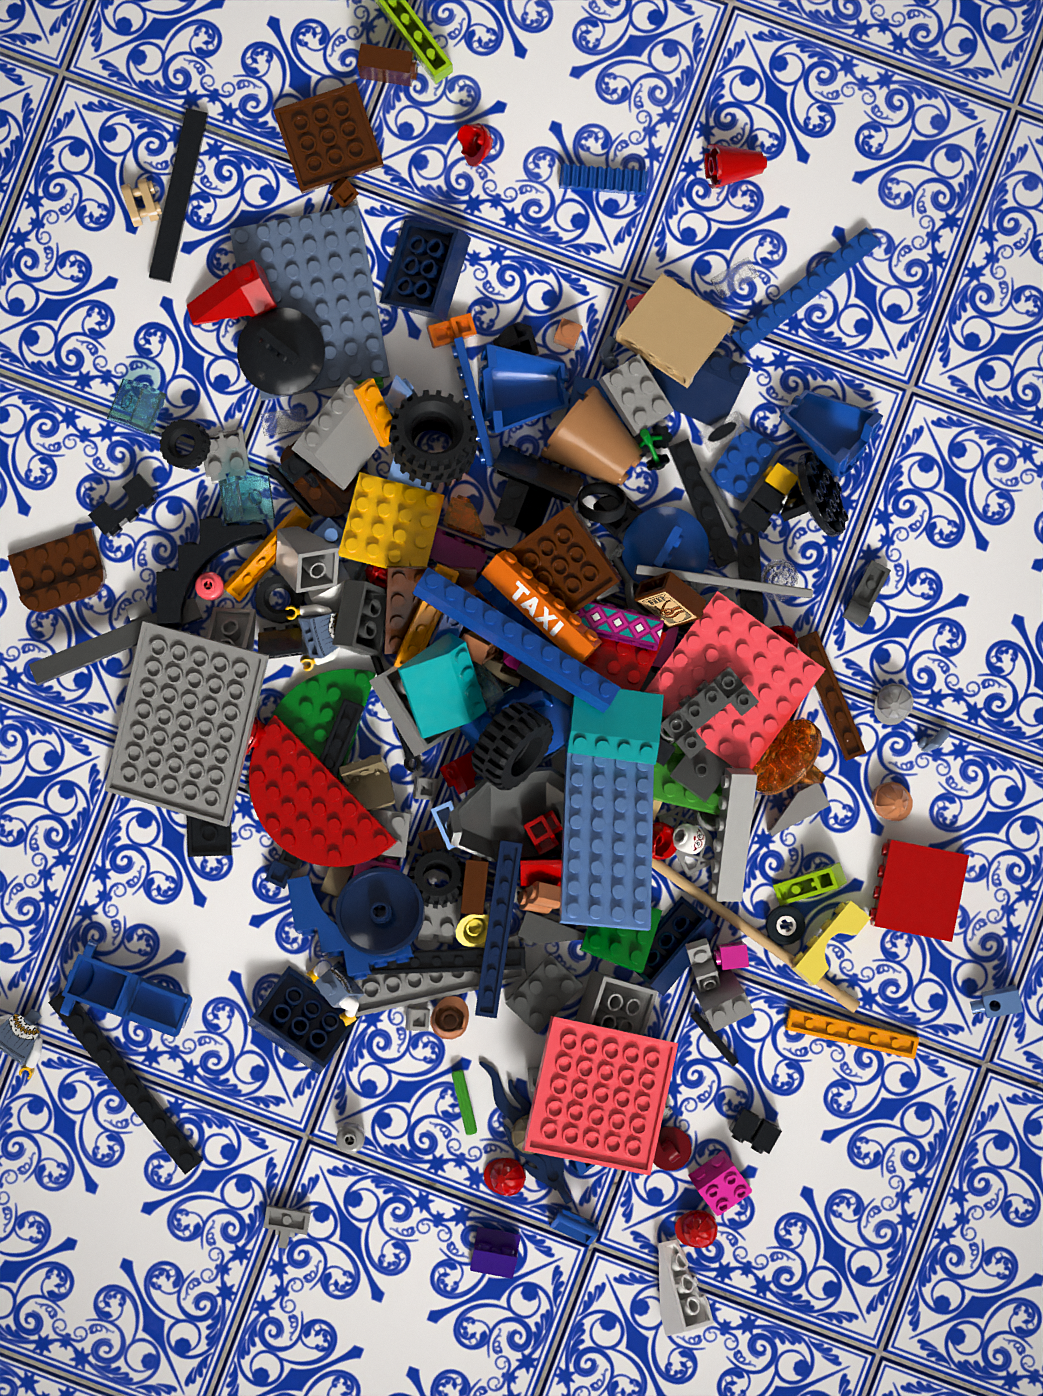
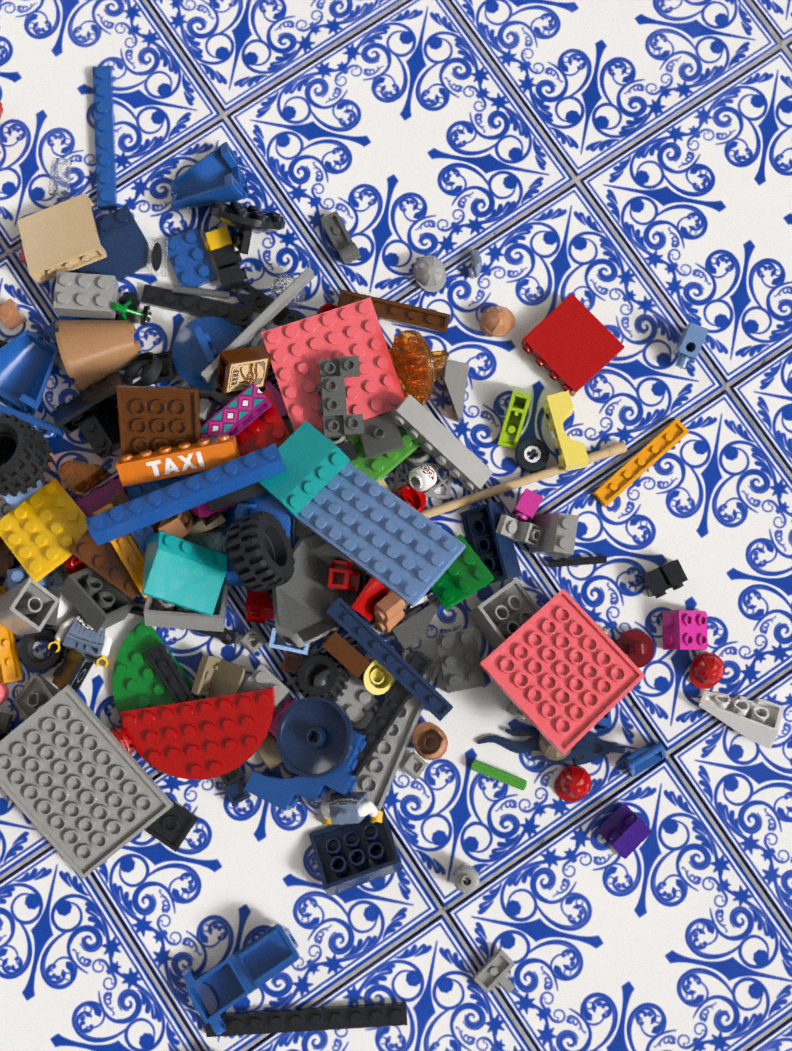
camera: 55 degrees left, 5 degrees down
(606, 354) = (45, 299): sand blue arm -> none

